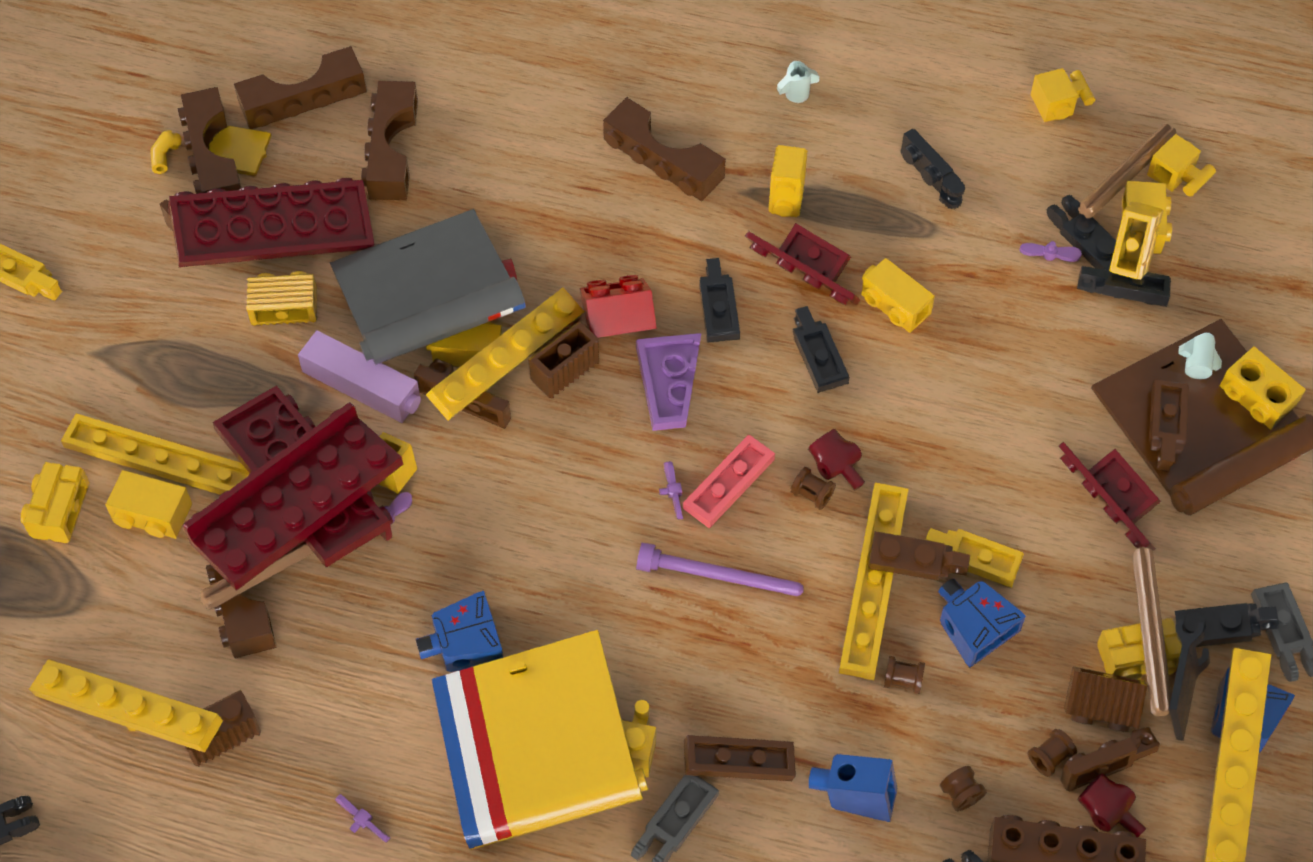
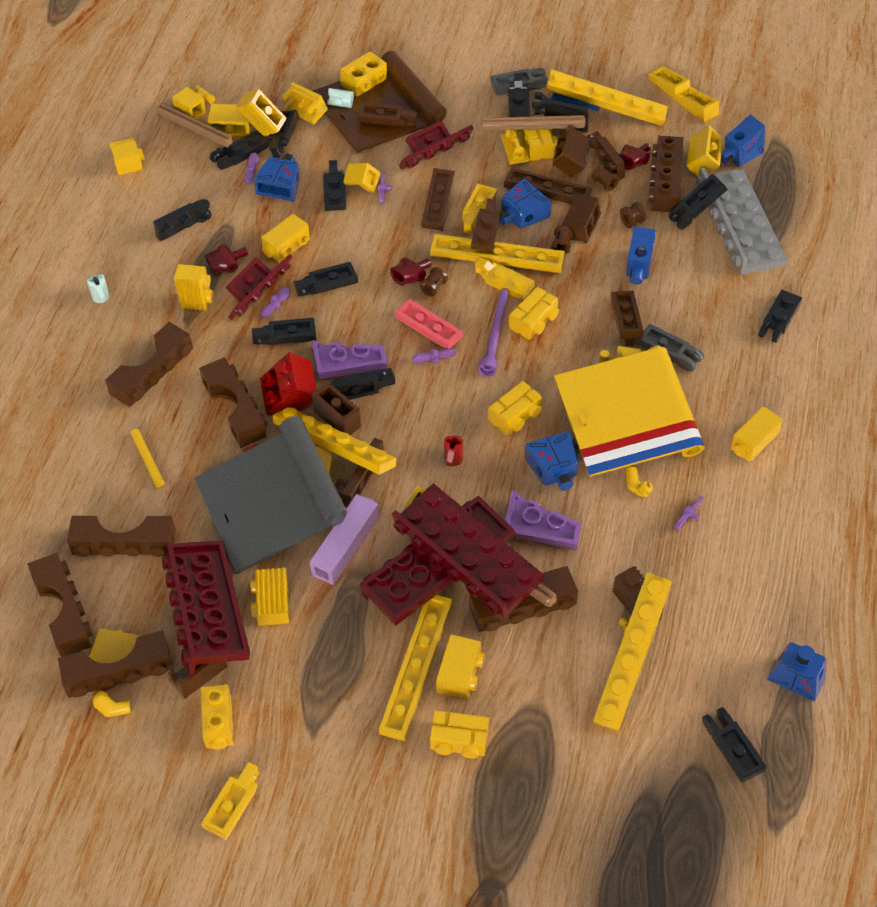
camera: 90 degrees left, 5 degrees down
(125, 249) = (217, 717): none -> yellow brick
(360, 611) = (541, 525): none -> medium lavender wing
(417, 747) = (639, 488): none -> yellow arm
(491, 505) = (453, 450): none -> red piece
(515, 161) = (147, 458): none -> yellow bar
(561, 260) = (222, 382): none -> reddish brown arch
(562, 589) = (515, 408): none -> yellow brick
(617, 395) = (364, 383): none -> black hinge
(745, 623) = (533, 313): none -> yellow brick
(779, 291) = (275, 302): none -> medium lavender piece
(825, 590) = (504, 278): none -> yellow hinge
(857, 222) = (224, 260): none -> dark red piece
(953, 708) = (583, 217): none -> reddish brown hinge
(986, 496) = (438, 199): none -> reddish brown hinge
(1013, 359) = (334, 188): none -> black hinge
(1015, 424) = (382, 188): none -> medium lavender piece
(1024, 284) = (278, 178): none -> blue torso
(1029, 391) = (362, 175): none -> yellow panel
(1031, 666) = (548, 186): none -> reddish brown tile
(1110, 616) = (514, 147): none -> yellow hinge
(1187, 311) = (306, 102): none -> yellow hinge

